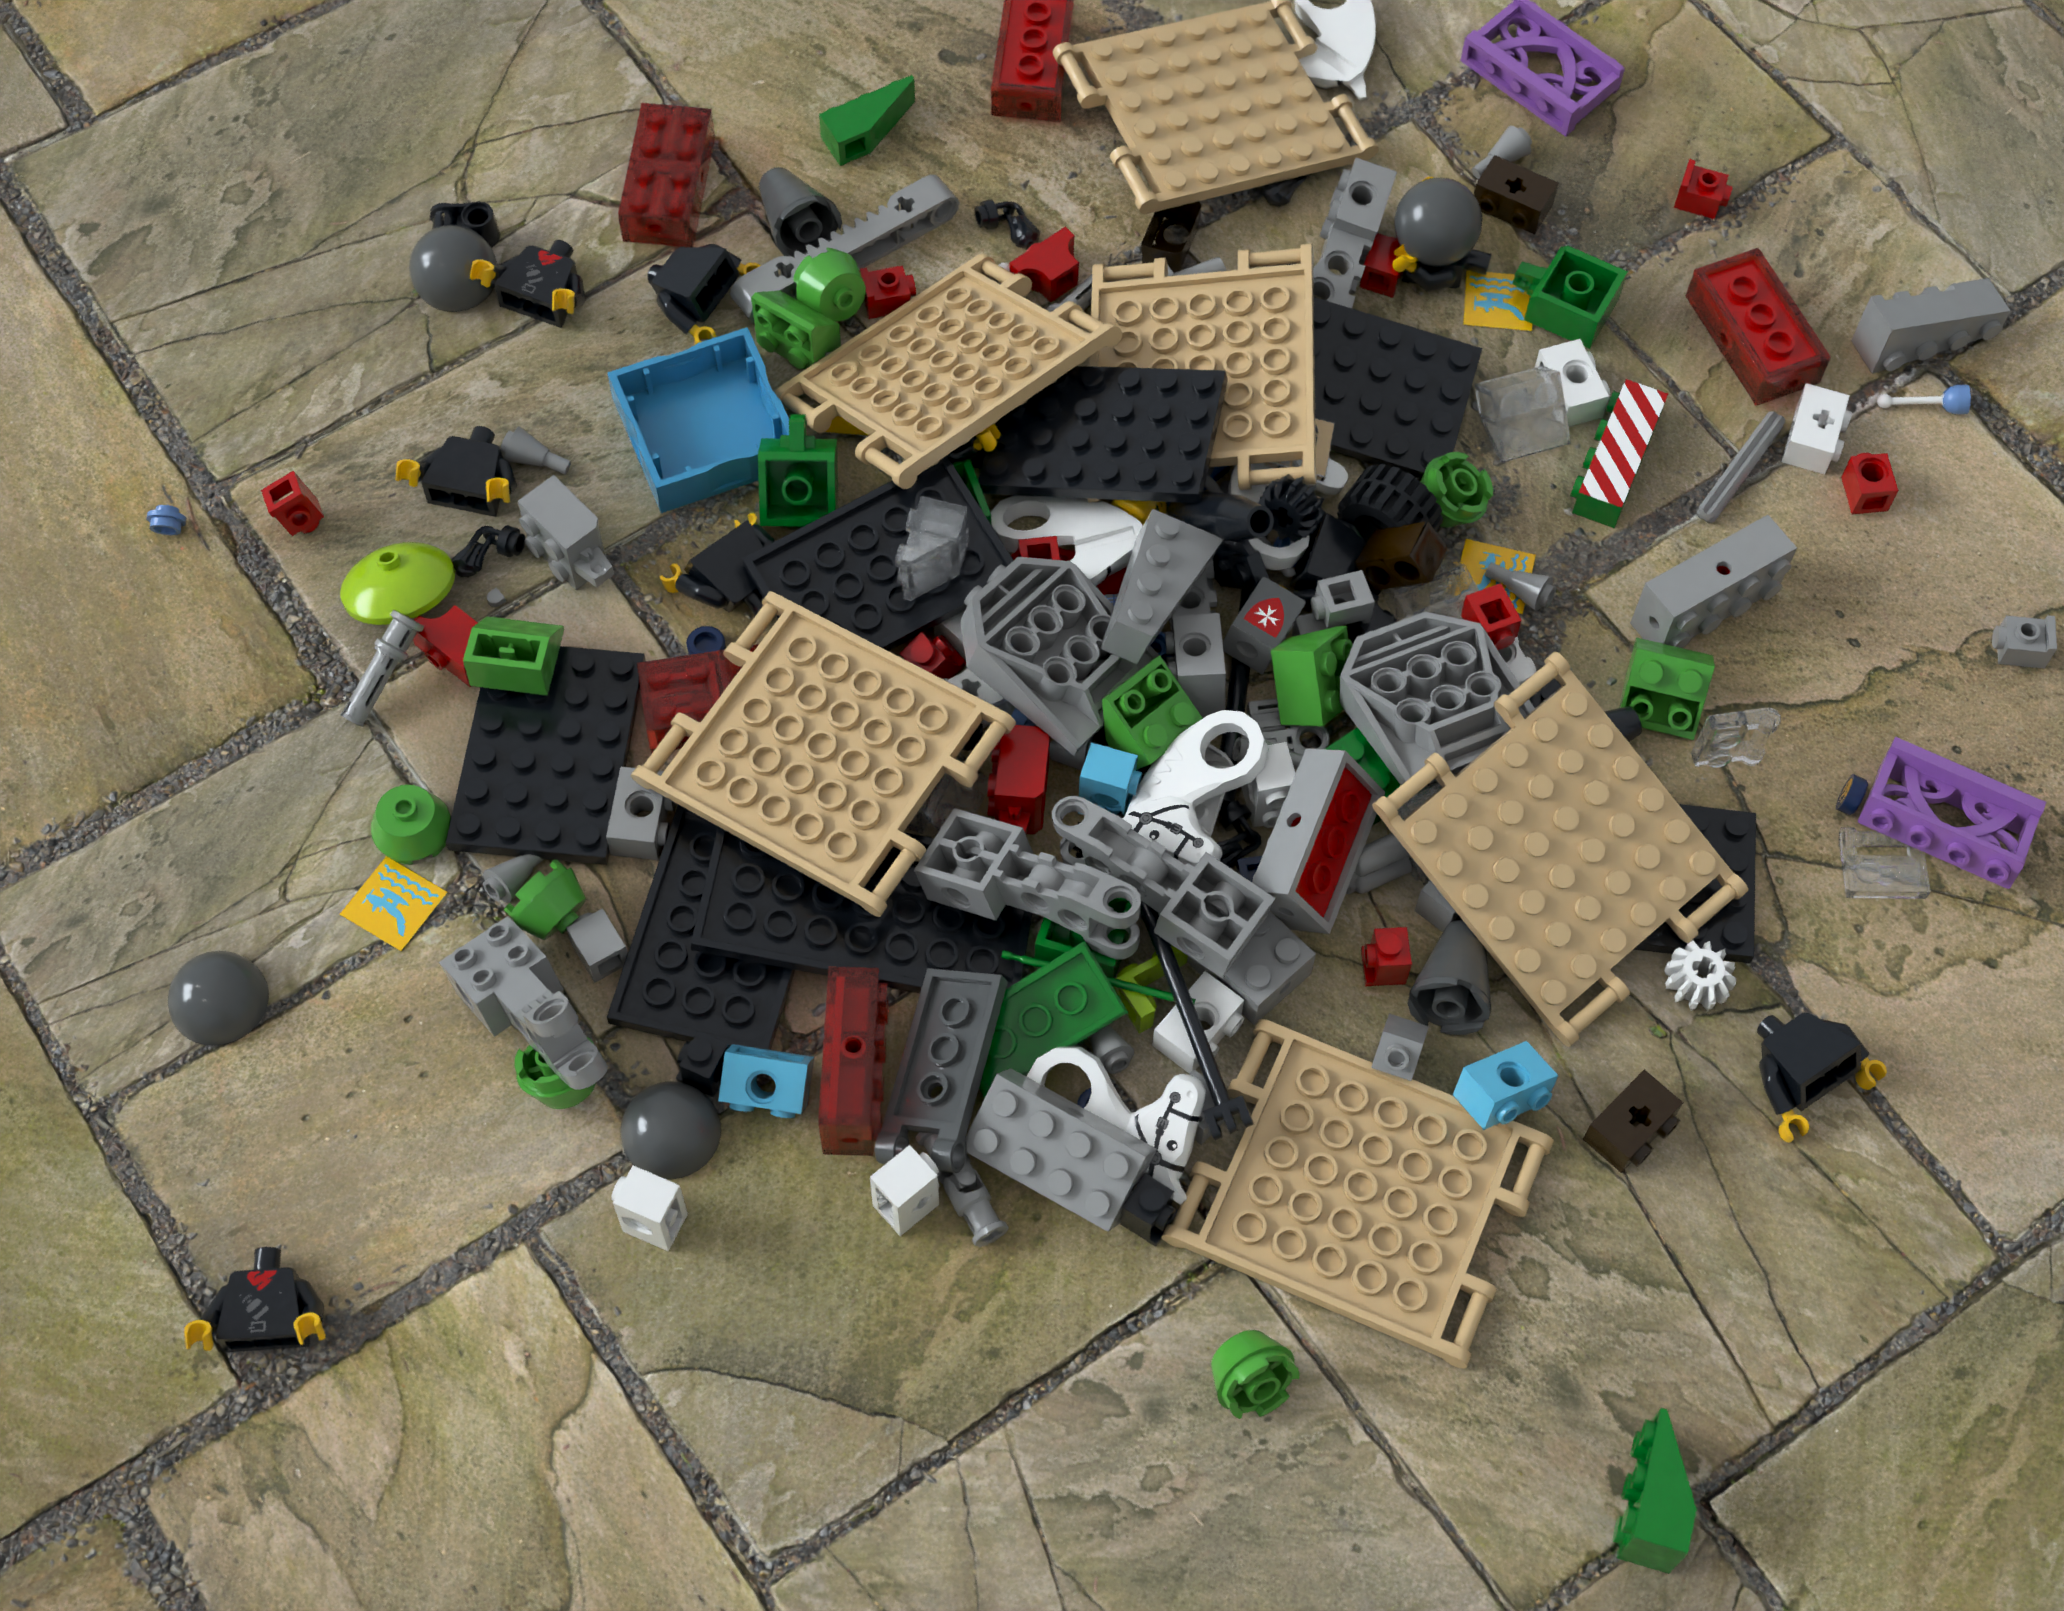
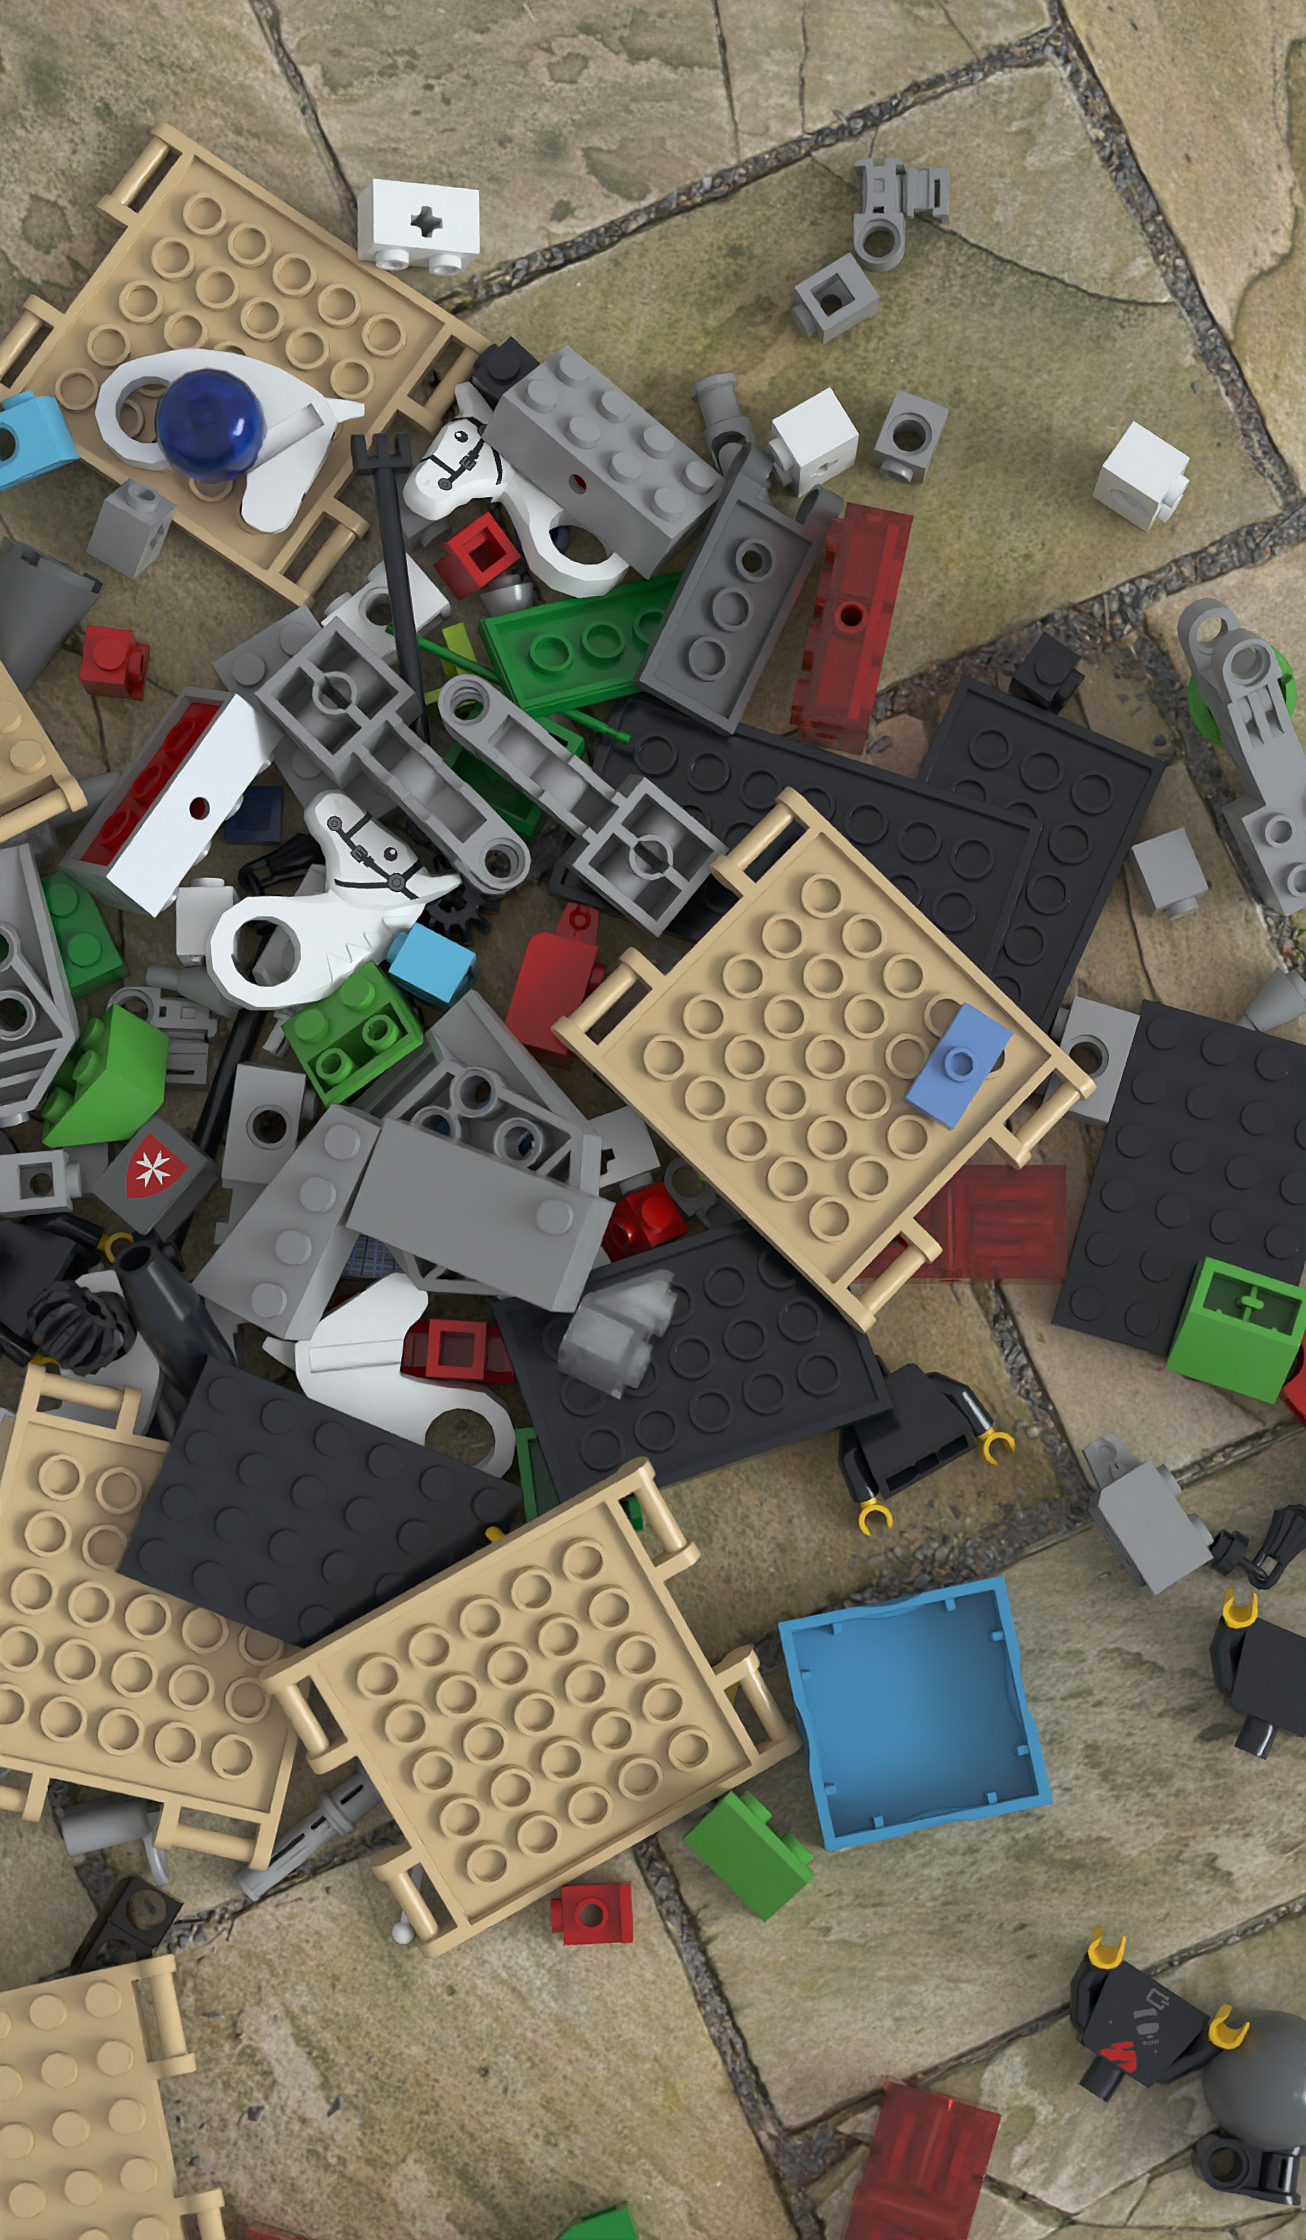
camera: 165 degrees left, 20 degrees up
(495, 598) = (1257, 1468): light grey piece -> none
(525, 449) = (1187, 1712): light grey cone -> none
(548, 902) = (1230, 935): bright green cone -> none
(670, 1130) = (1102, 607): dark grey piece -> none
(694, 284) = (895, 1970): black torso -> none
(705, 640) = (960, 1327): dark blue tile -> none
(728, 754) = (957, 1066): none -> medium blue plate
(789, 1071) = (967, 633): medium azure brick -> none
(796, 211) = (717, 2090): dark grey cone -> none
(797, 477) = (789, 1551): green hinge -> none
(830, 284) = (683, 1913): bright green cone -> none
(832, 1237) = (911, 415): none -> light grey brick
(879, 1411) = (897, 197): none -> light grey piece
(908, 1297) = (841, 283): none -> light grey brick
(923, 204) = (503, 2077): light grey gear -> none
(1022, 230) = (359, 1999): black piece -> none
(1037, 585) = (480, 1215): none -> light grey brick
(1050, 265) = (334, 1914): red brick -> none
(1148, 1073) = (475, 556): none -> red brick
(1252, 1373) = (426, 144): bright green cone -> none
(1264, 1311) = (440, 212): none -> white brick
(1347, 1145) = (296, 416): none -> white animal
(1360, 1113) = (210, 425): none -> clear blue cylinder

